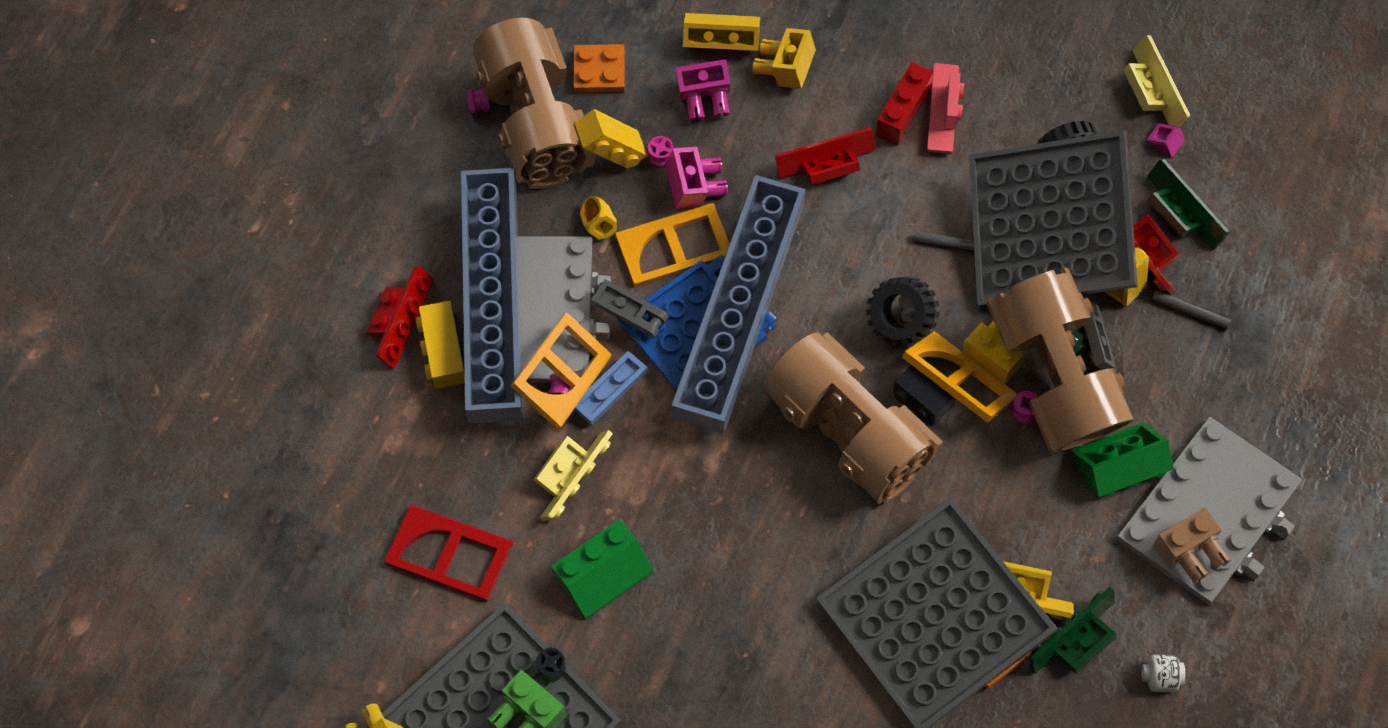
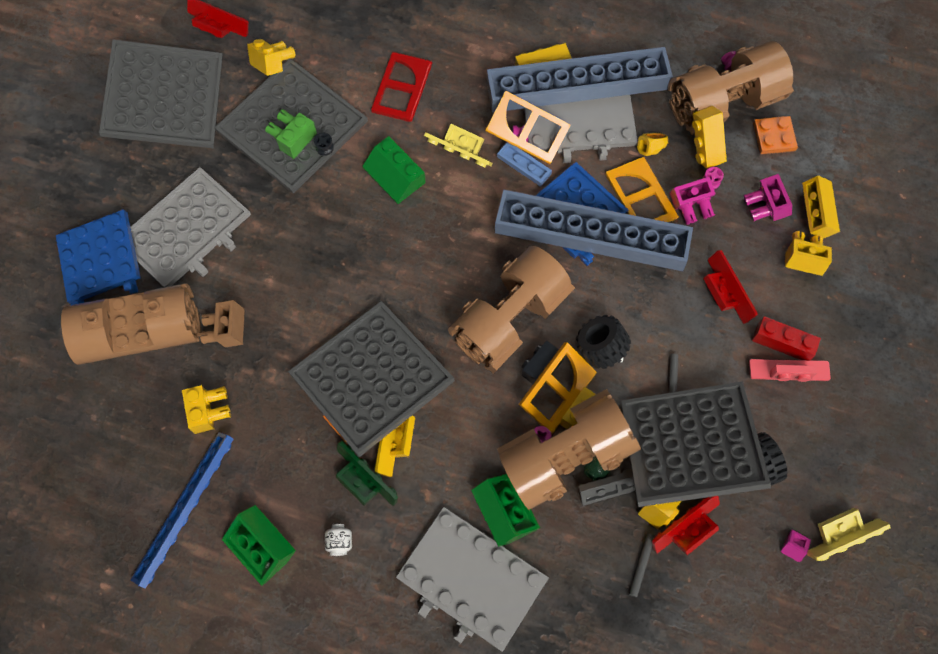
camera: 85 degrees right, 5 degrees up
(397, 315) = (559, 34): red bracket -> none
(629, 308) = (581, 165): dark grey plate -> none
(1183, 207) = (730, 555): dark green bracket -> none
(1188, 537) = (435, 549): medium nougat brick -> none

